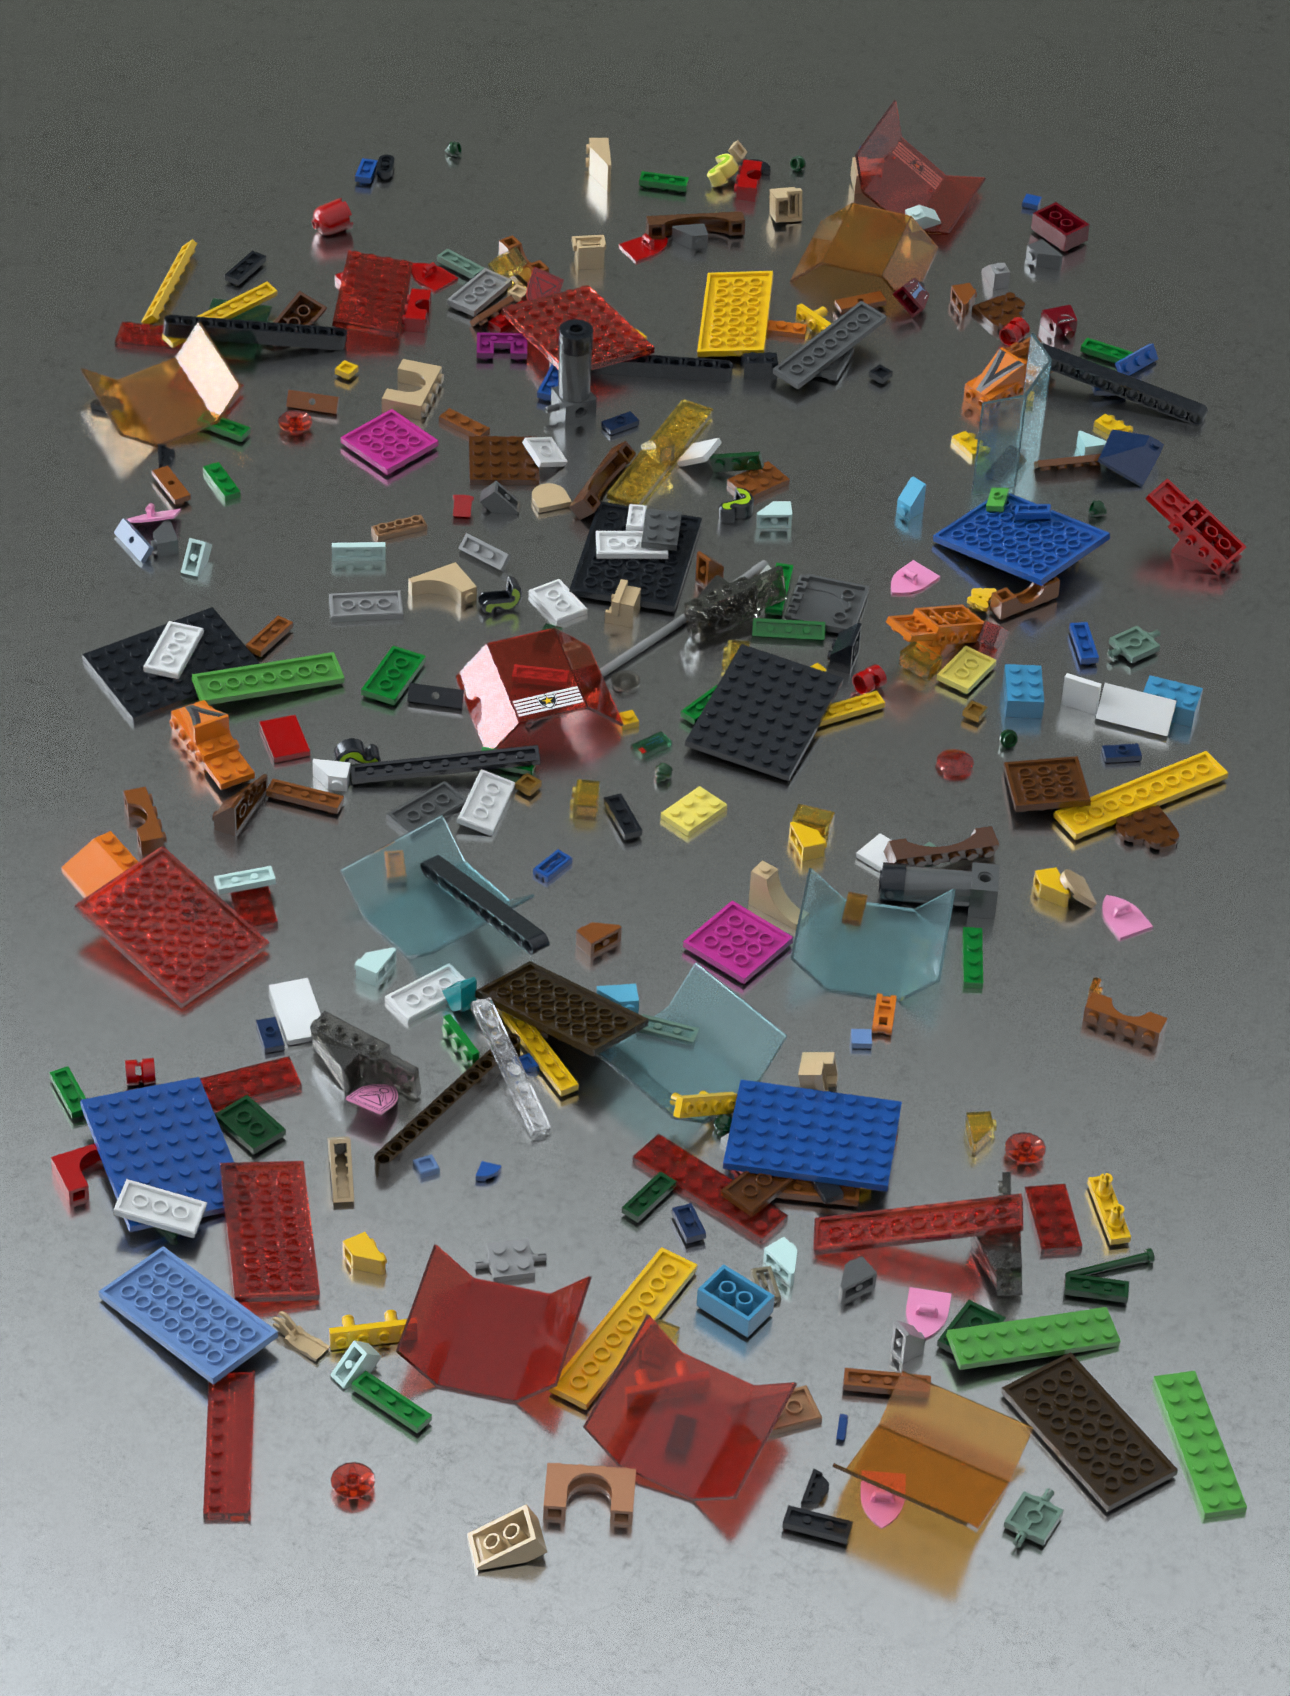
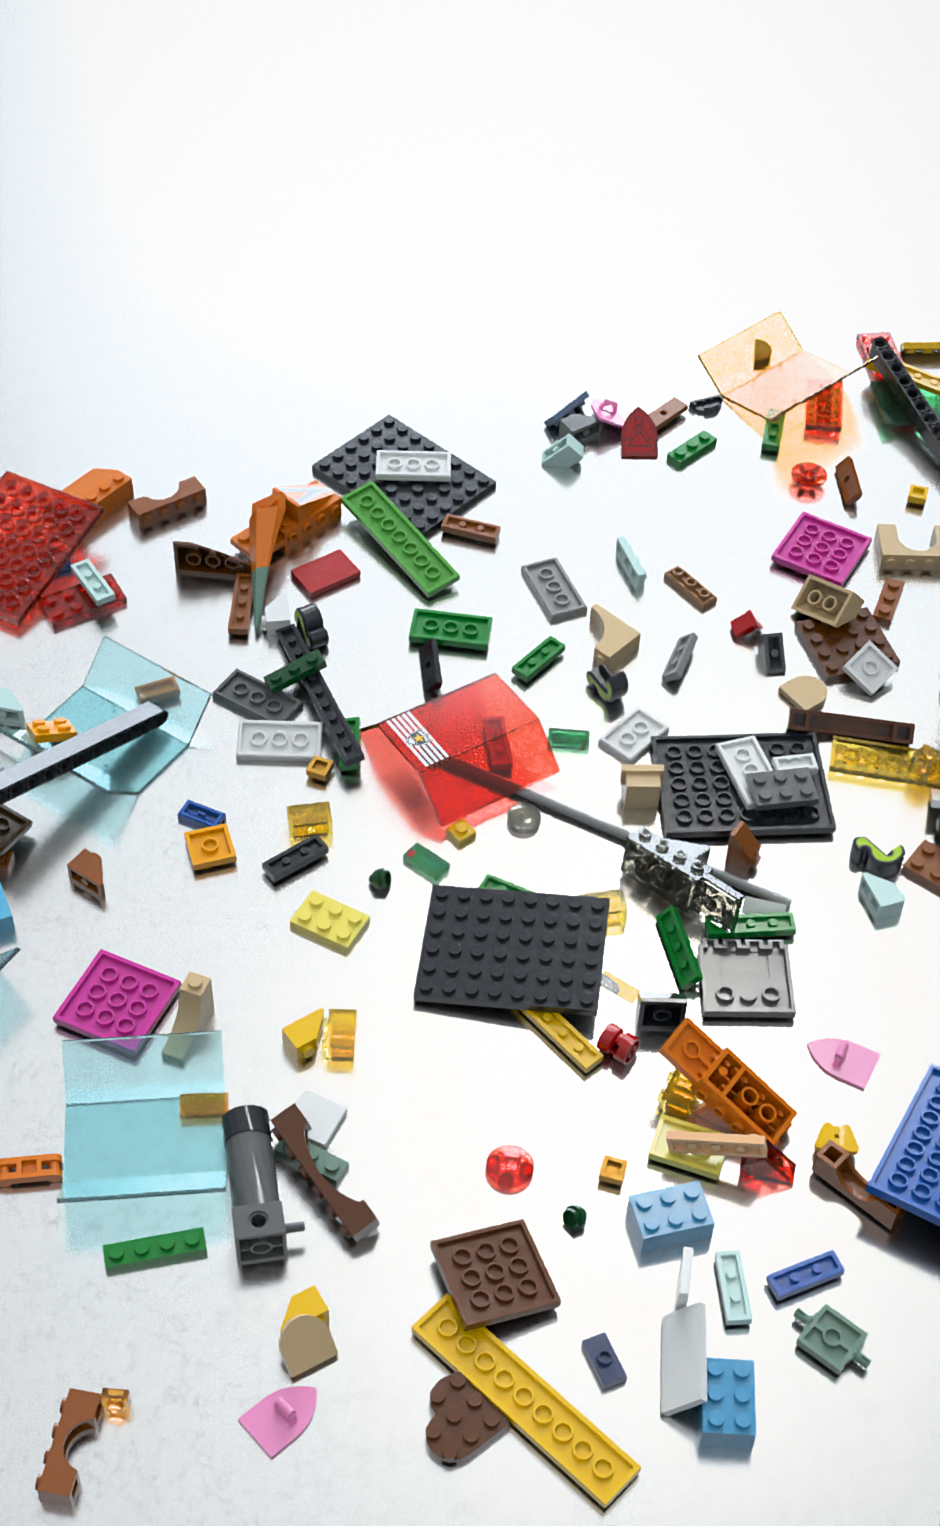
camera: 75 degrees right, 5 degrees up
(194, 505) = (639, 435): none -> red shield
(232, 748) = (263, 530): none -> orange plate
(416, 772) = (295, 671): none -> dark green plate
(430, 932) = (50, 731): none -> light orange plate
(451, 632) = (538, 658): none -> green plate
(464, 451) = (827, 602): none -> tan slope
(592, 863) = (210, 846): none -> light orange plate
(991, 627) = (717, 1144): none -> light nougat plate
(1099, 677) = (733, 1287): none -> light aqua plate

